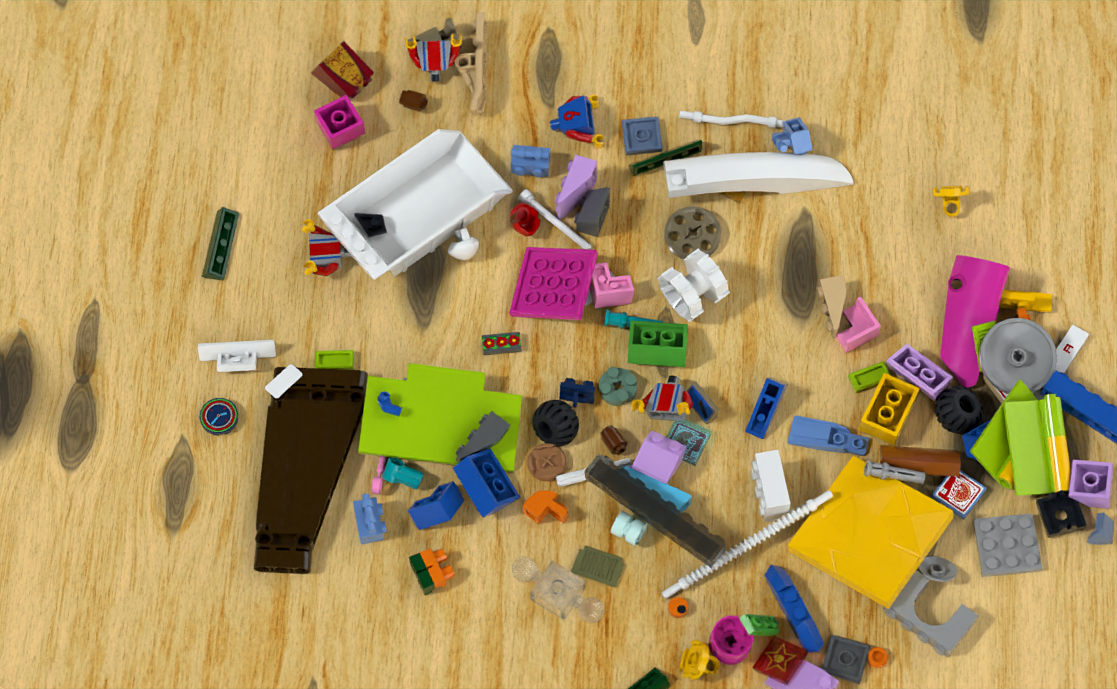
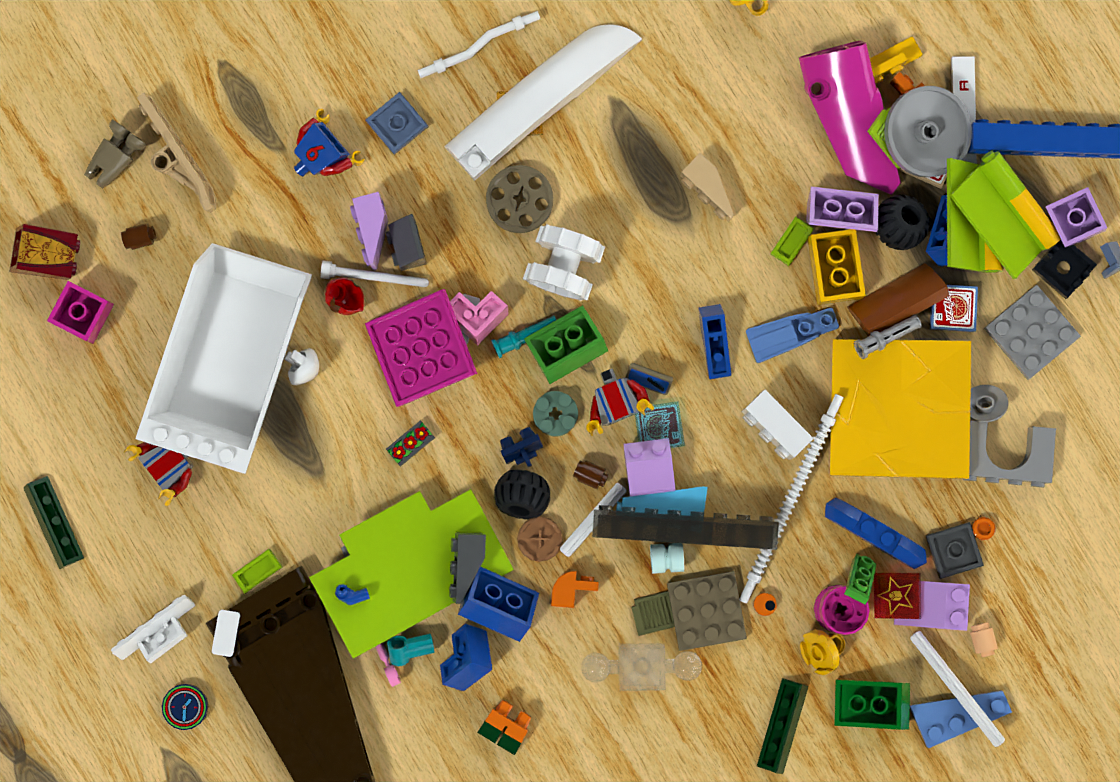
camera: 35 degrees left, 20 degrees up
(368, 519) = (410, 717): medium blue brick -> none
(371, 223) = (193, 403): black piece -> none
(434, 55) = (125, 174): torso -> none
(530, 160) = (304, 227): medium blue brick -> none
(632, 585) = (706, 611): none -> dark tan plate
(657, 160) = (436, 131): dark green slope -> none
(795, 136) = (557, 27): medium blue brick -> none
(863, 326) = (752, 192): bright pink panel -> none

